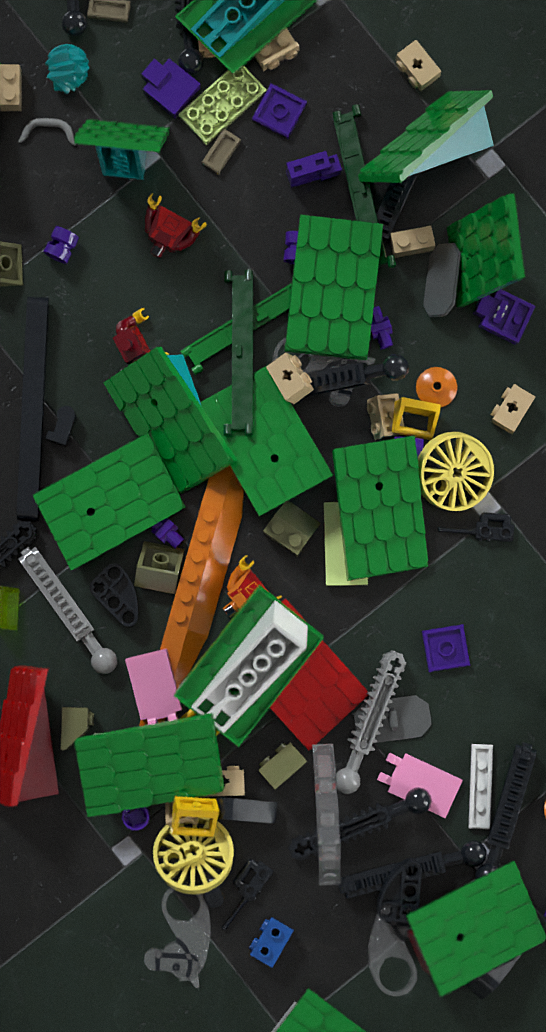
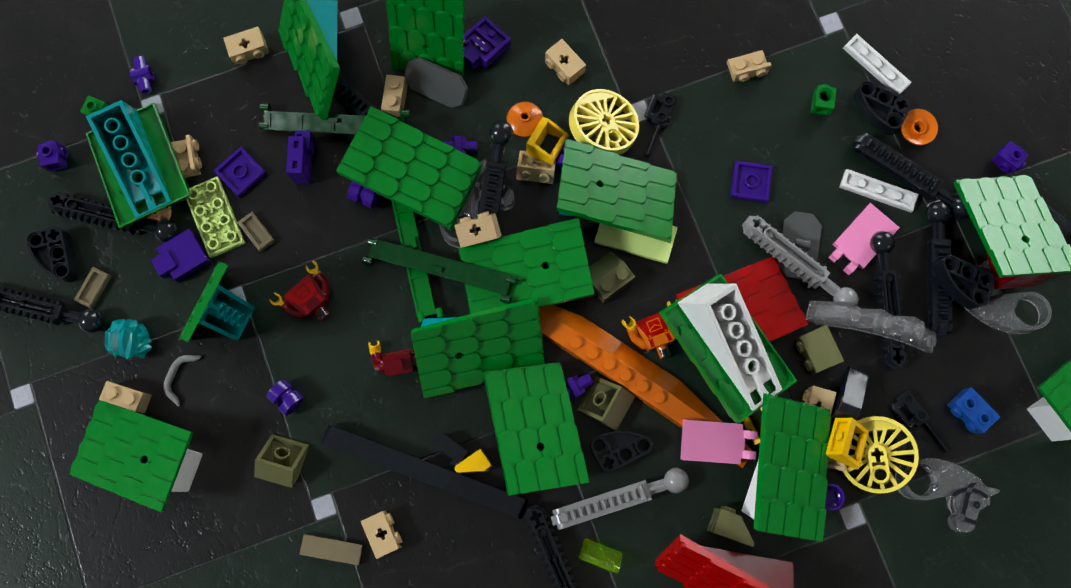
camera: 65 degrees left, 5 degrees down
(57, 456) = (474, 463): none -> yellow tile

